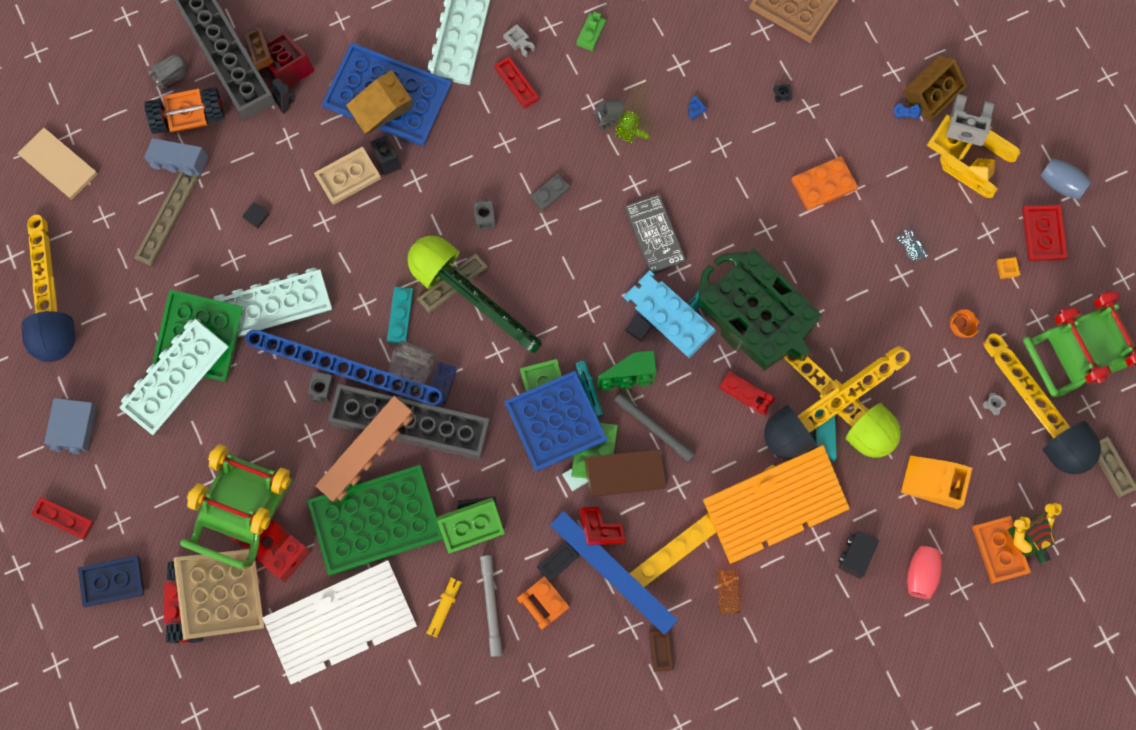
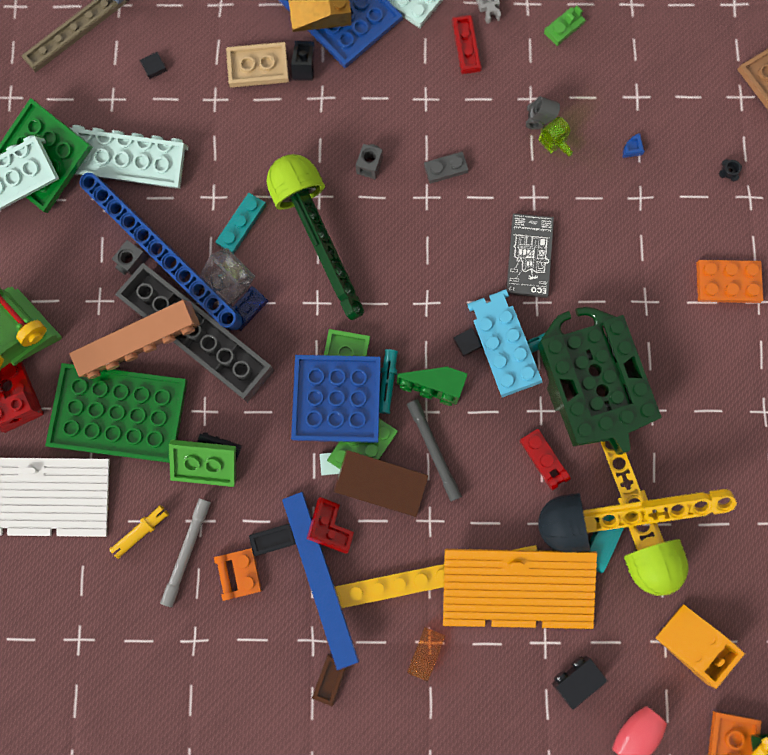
camera: 30 degrees right, 5 degrees up
(442, 291) = (289, 219): dark tan tile -> none

